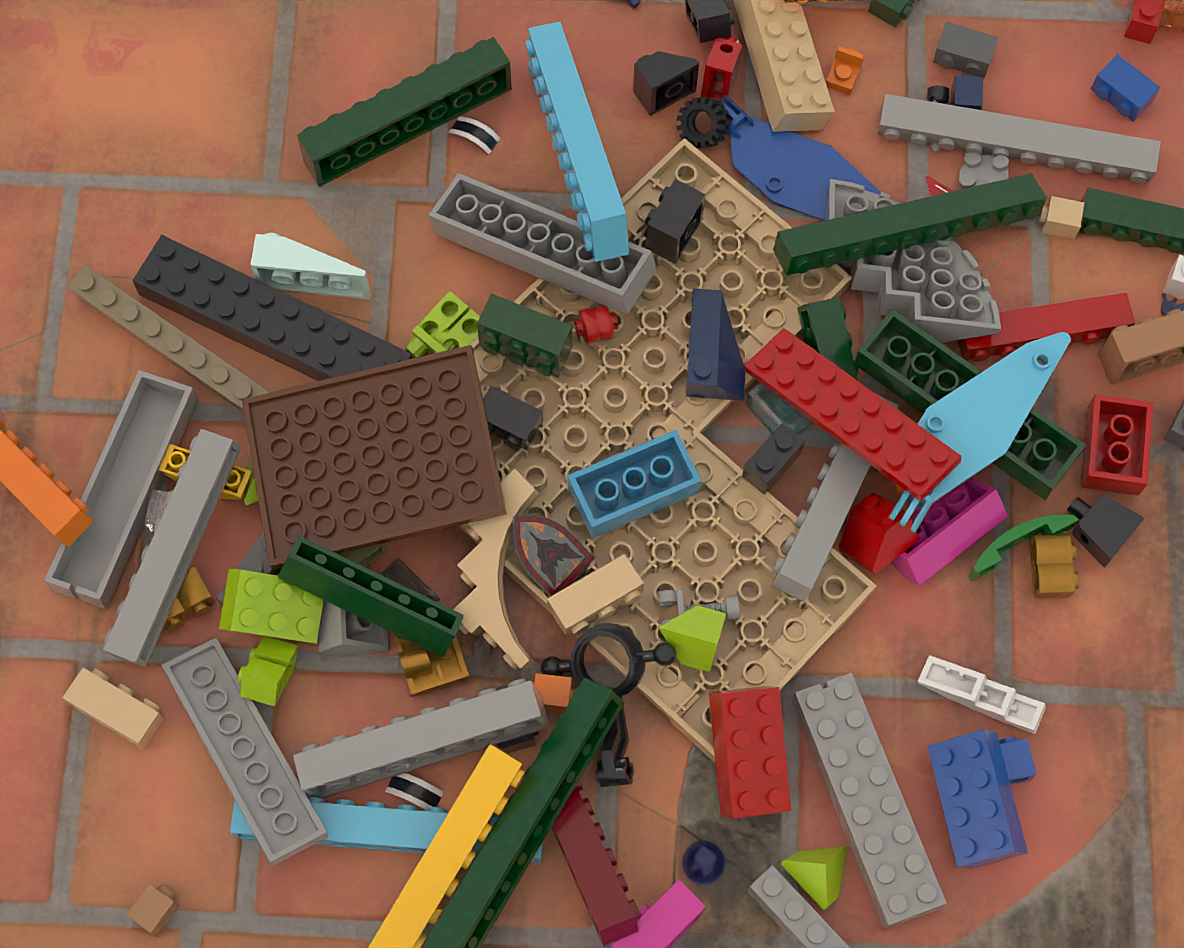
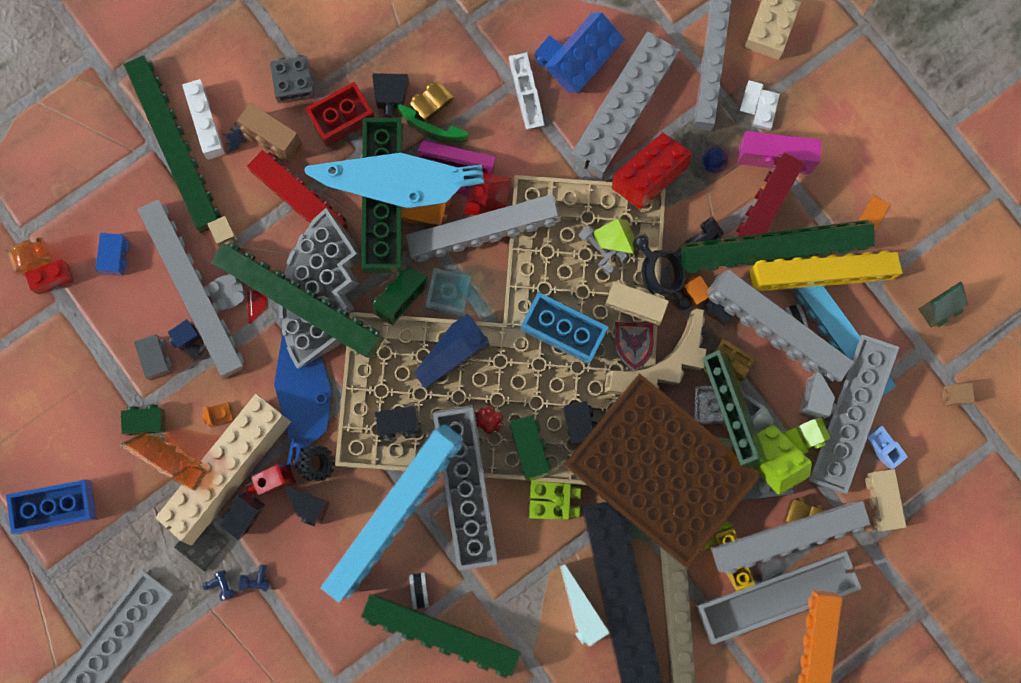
camera: 130 degrees left, 10 degrees up
(171, 760) = (885, 448): none -> light blue brick
(295, 719) = (817, 398): none -> light grey slope
(773, 458) = (491, 270): black brick -> none
(819, 872) = (677, 103): lime slope -> none
(853, 414) = (439, 245): red plate -> none

